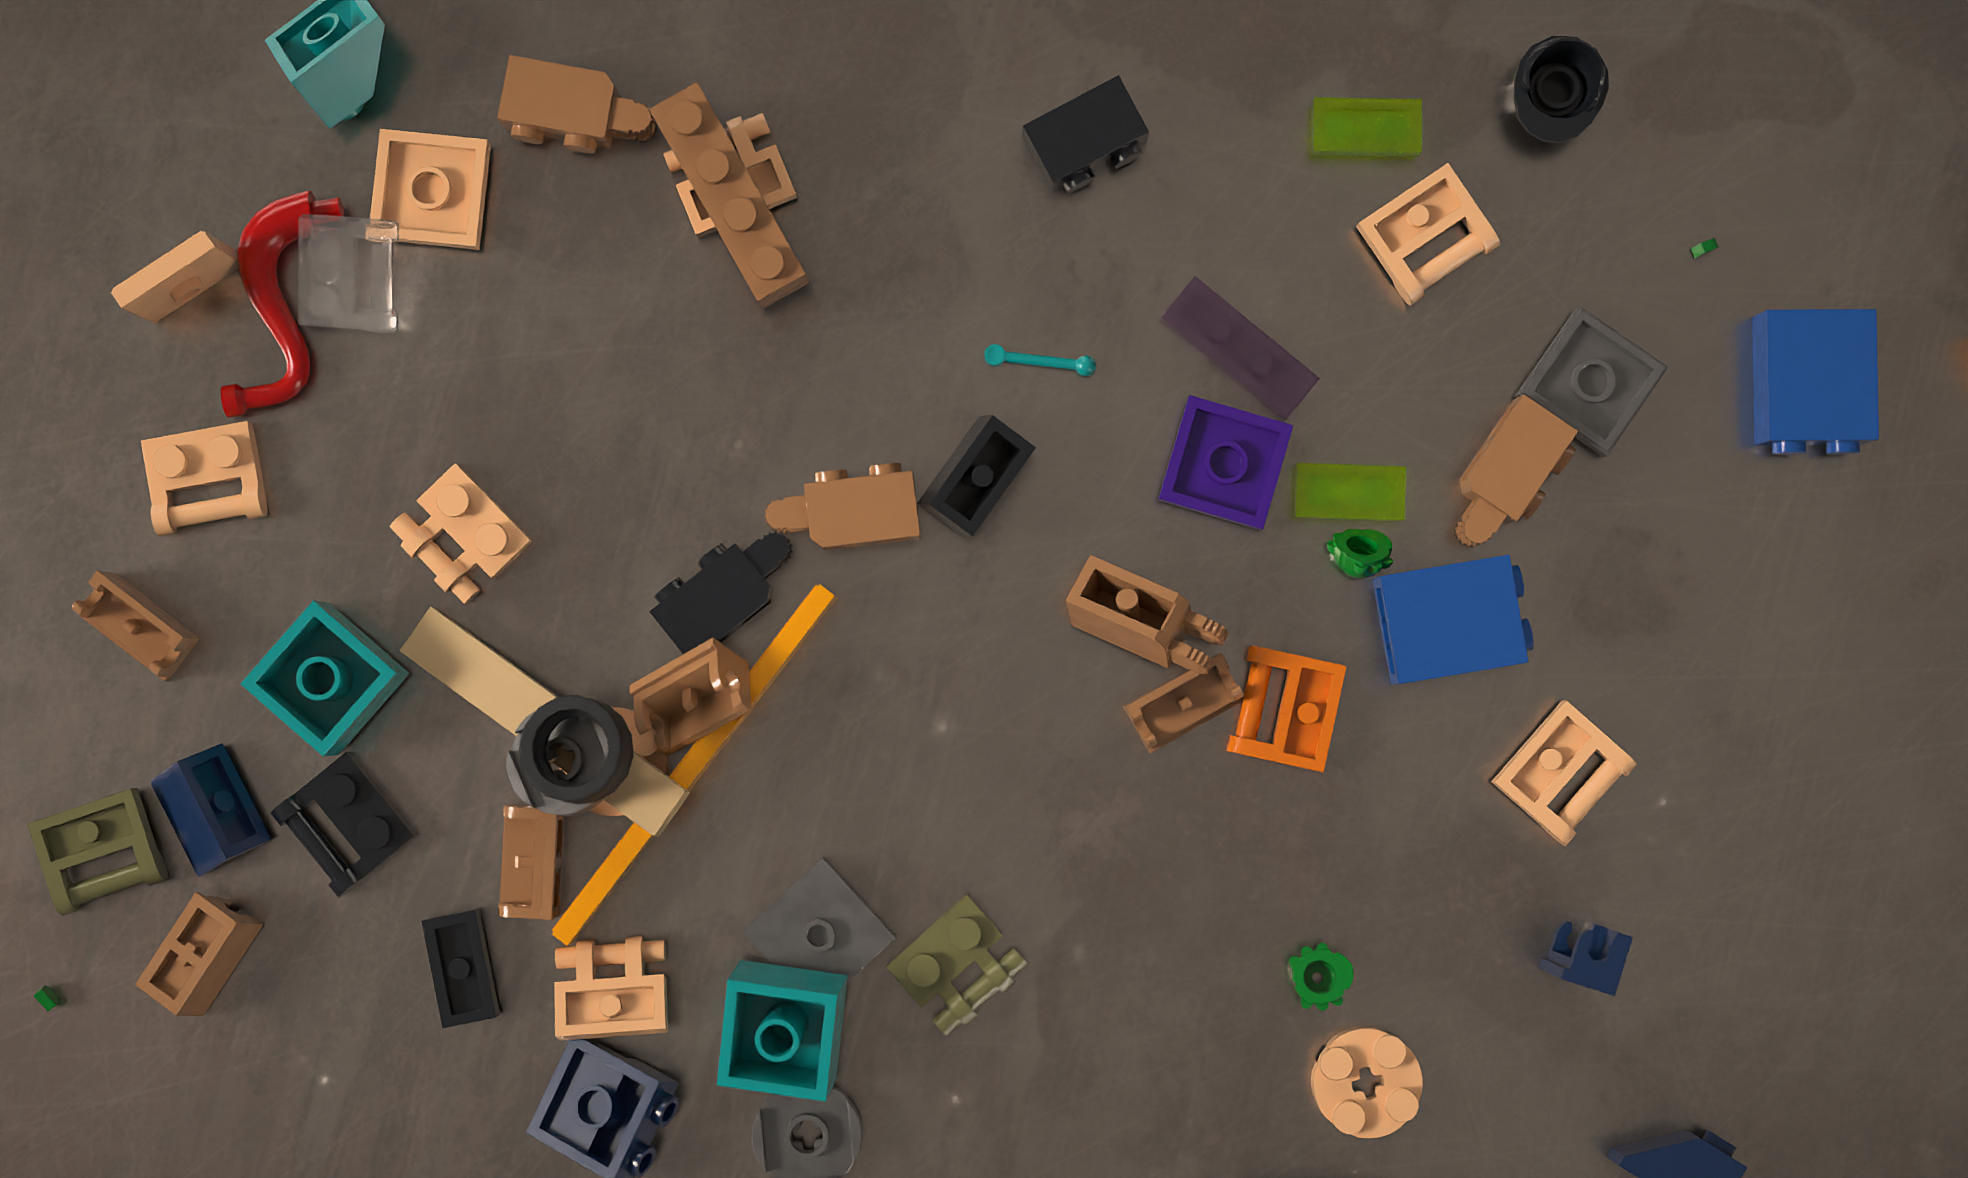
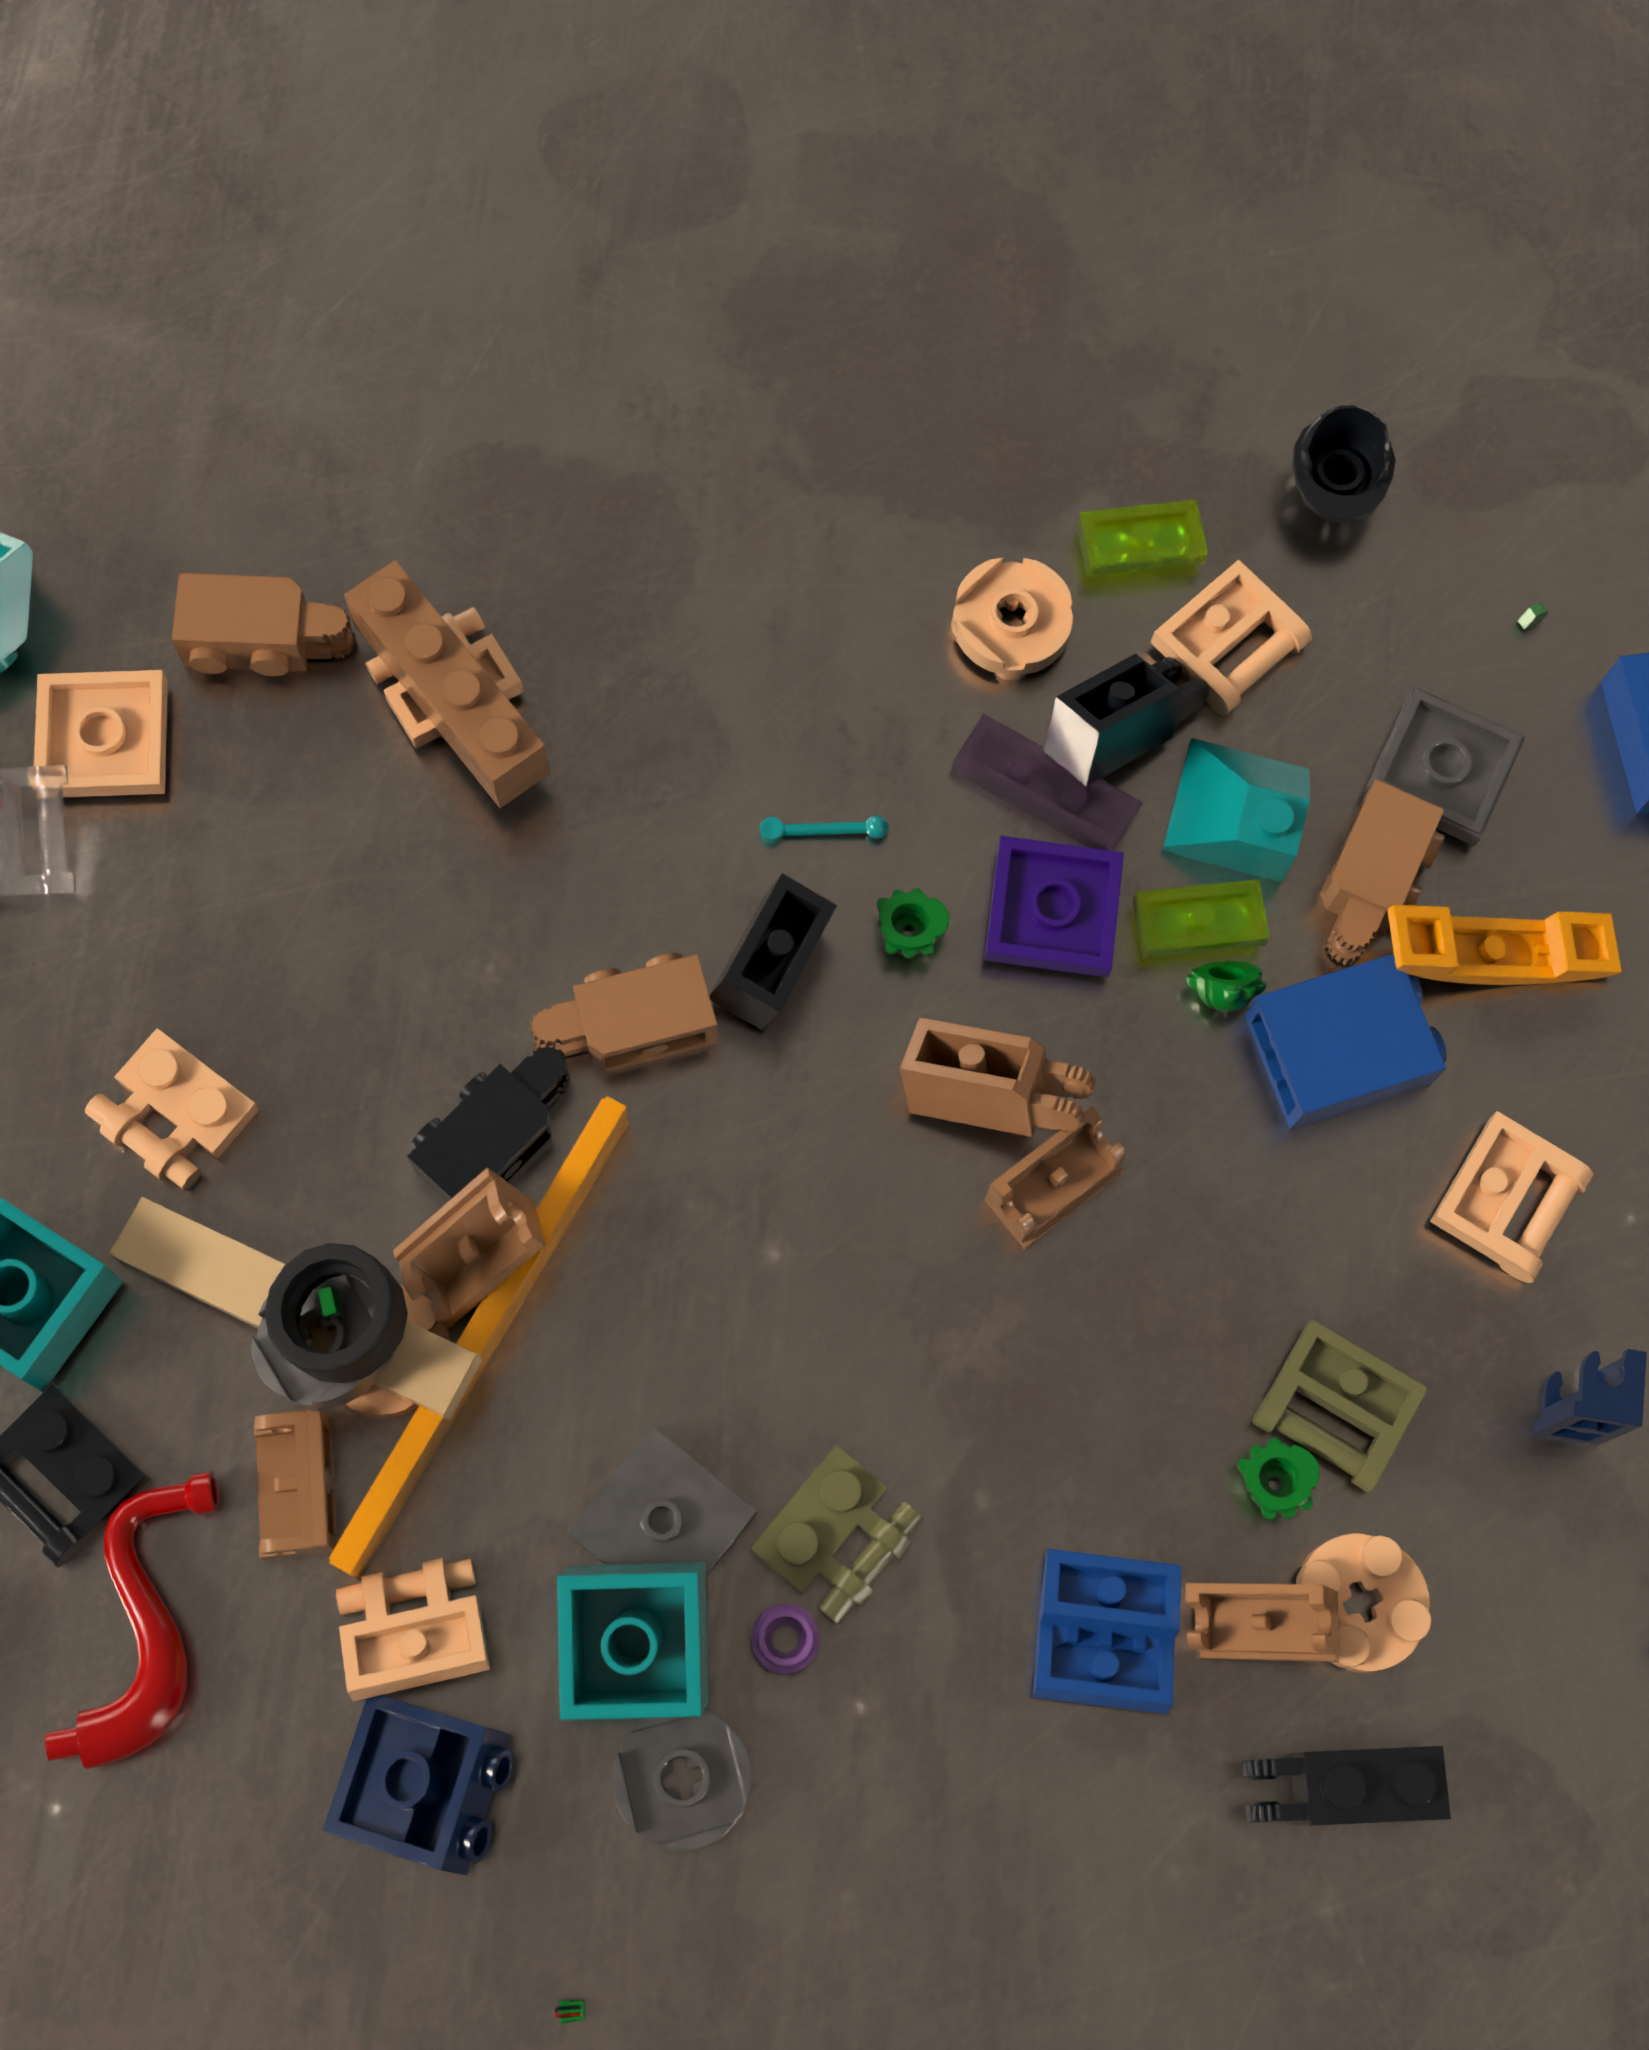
camera: 15 degrees left, 15 degrees down
(409, 1007) = (161, 1675): none -> red animal
(460, 968) = (218, 1631): black plate -> none
(573, 738) = (330, 1302): none -> green piece
(898, 1057) = (801, 1623): none -> medium lavender plate
(1086, 135) = (836, 582): black brick -> none
(1101, 448) = (915, 913): none -> green animal
(1160, 1073) = (1107, 1631): none -> blue slope
(1242, 156) = (1005, 648): none -> light nougat plate
(1284, 1089) = (1264, 1621): none -> medium nougat hinge
(1304, 713) = (1199, 1170): orange plate -> none
(1313, 302) = (1119, 716): none -> black hinge
(1395, 911) = (1353, 1388): none -> olive plate
(1403, 394) = (1239, 811): none -> teal slope
(1604, 556) = (1503, 950): none -> light orange slope

